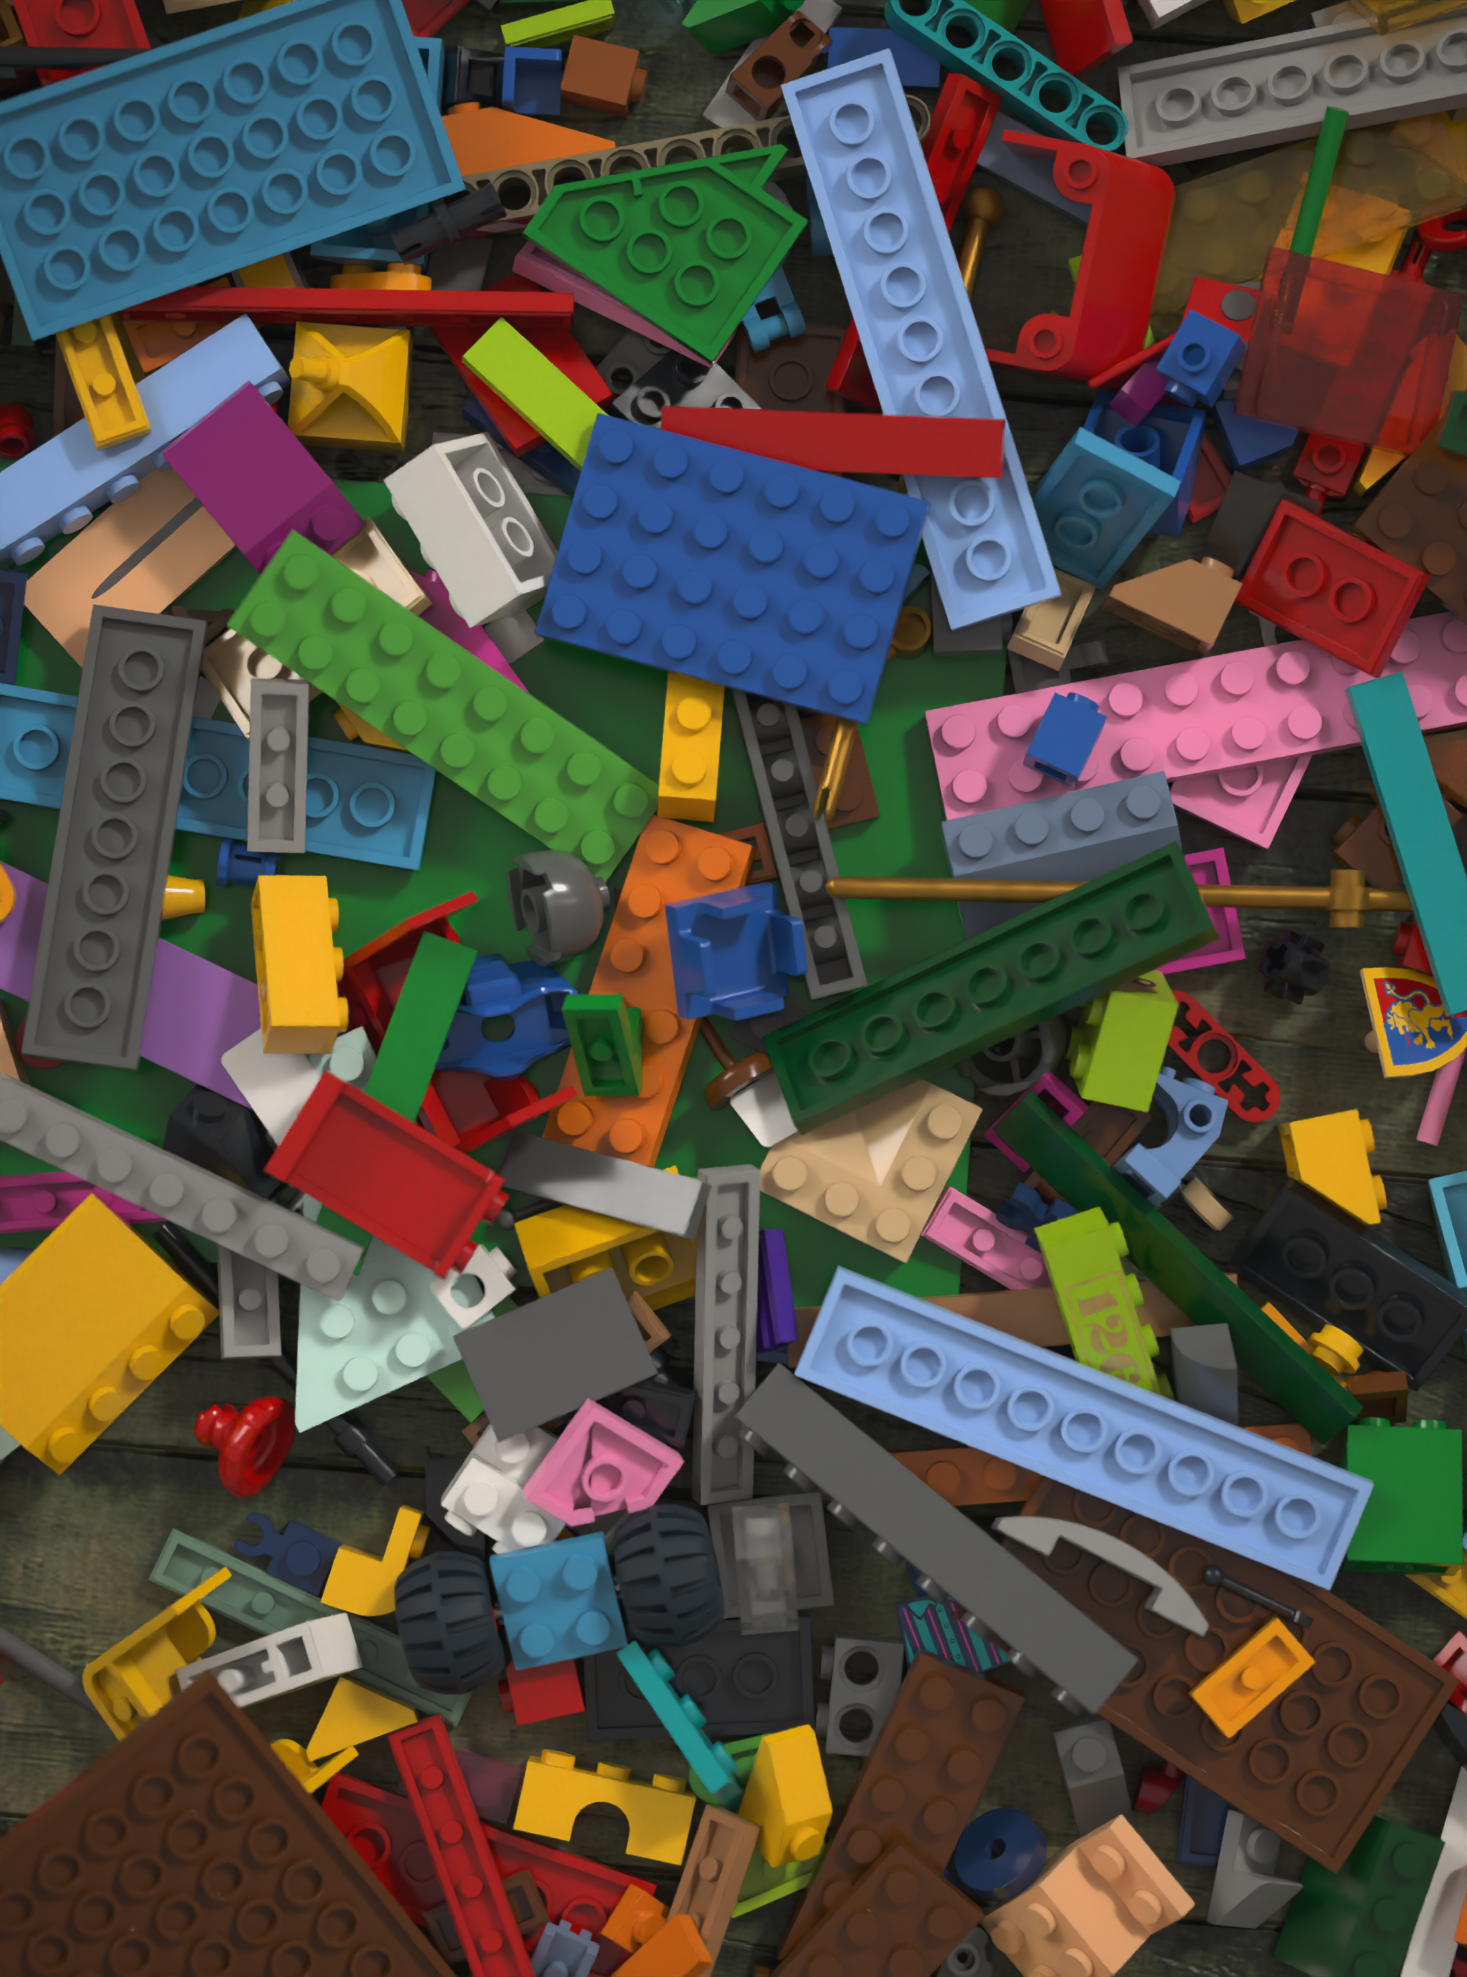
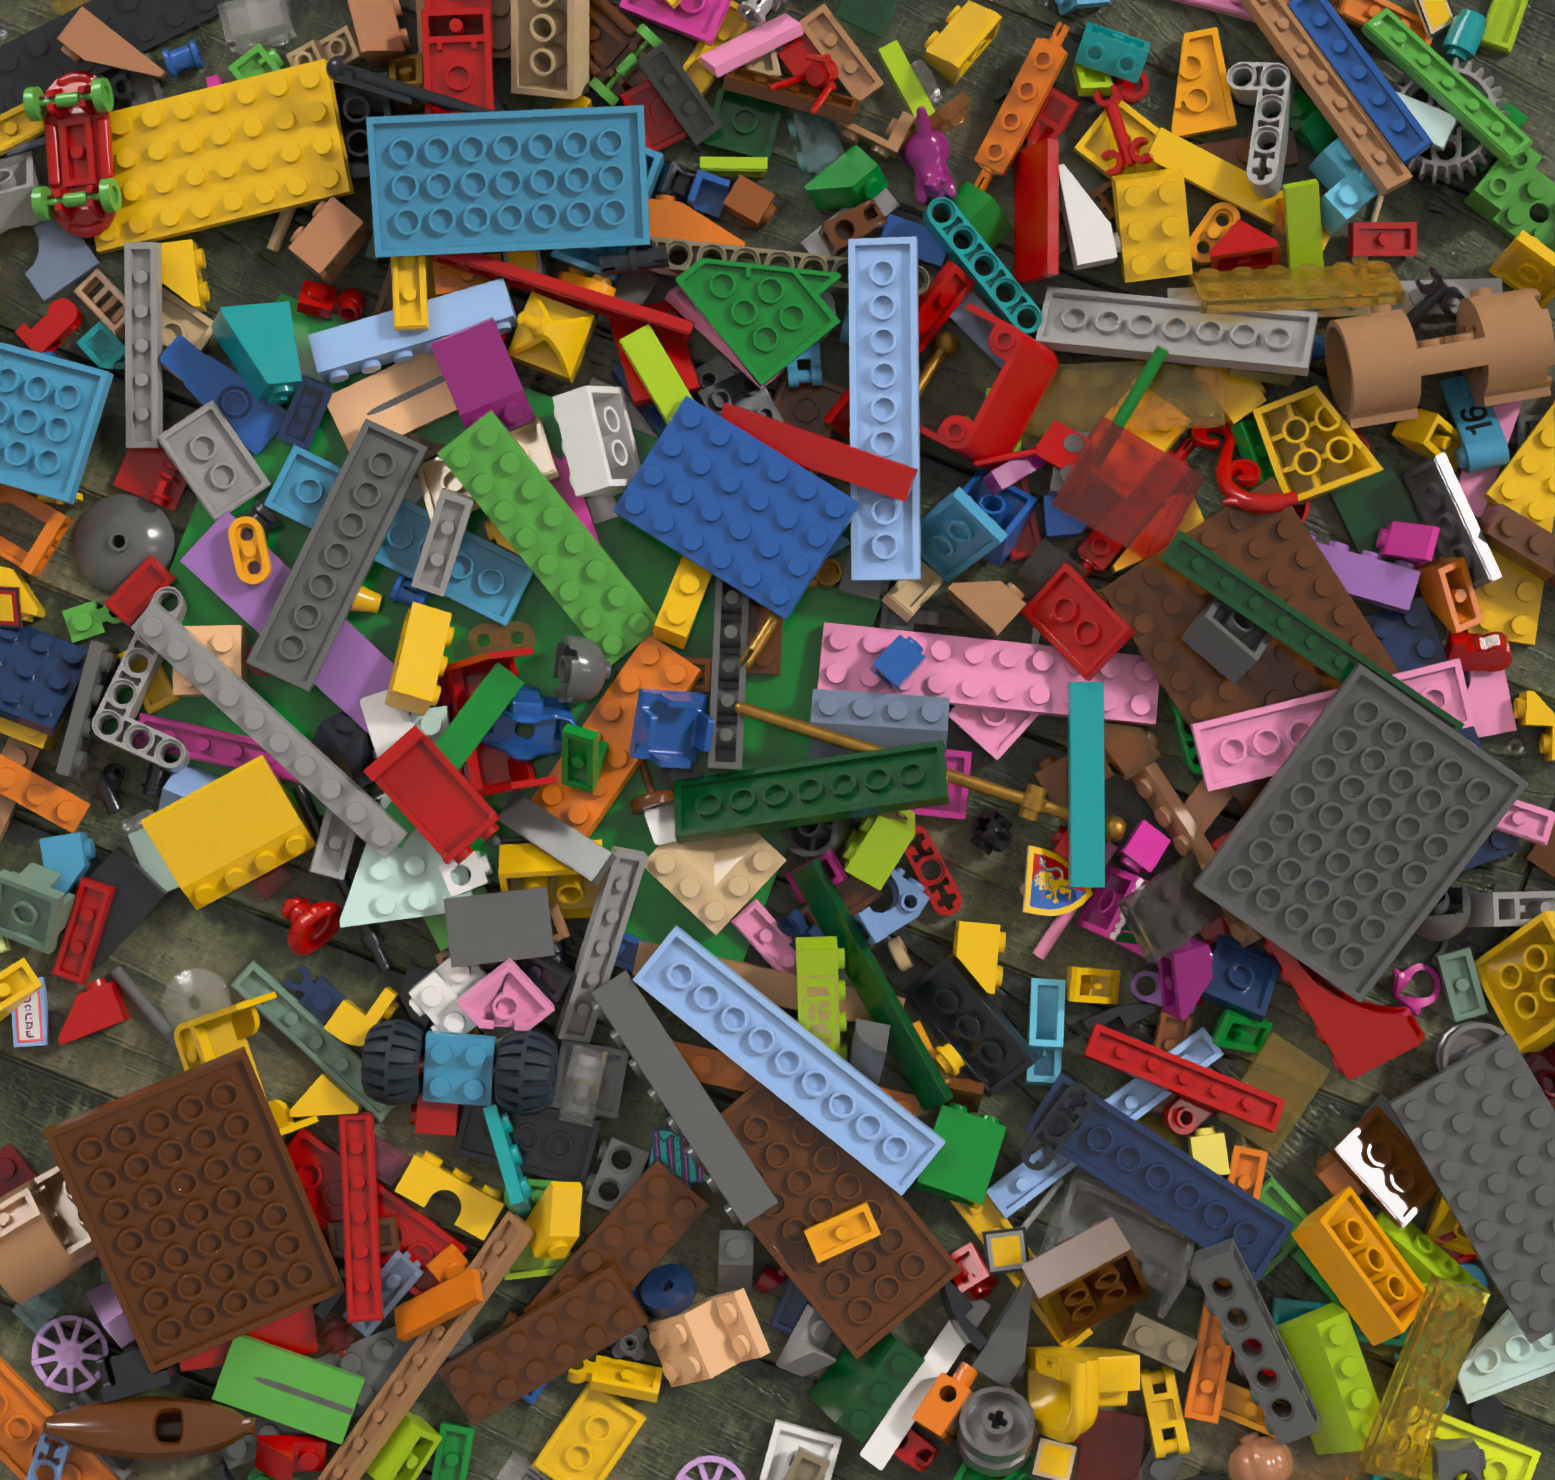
camera: 15 degrees right, 0 degrees up
(91, 1592) = (199, 983): none -> clear dish
(166, 1393) = (272, 881): none -> clear red tile
(282, 1661) = (291, 1055): white slope -> none
(413, 891) = (500, 637): none -> clear orange plate
(774, 1294) = (635, 932): dark purple tile -> none
(1167, 1596) = (807, 1171): light grey slope -> none
(1200, 360) = (1040, 469): blue brick -> none
(1214, 1576) = (839, 1168): black hinge -> none

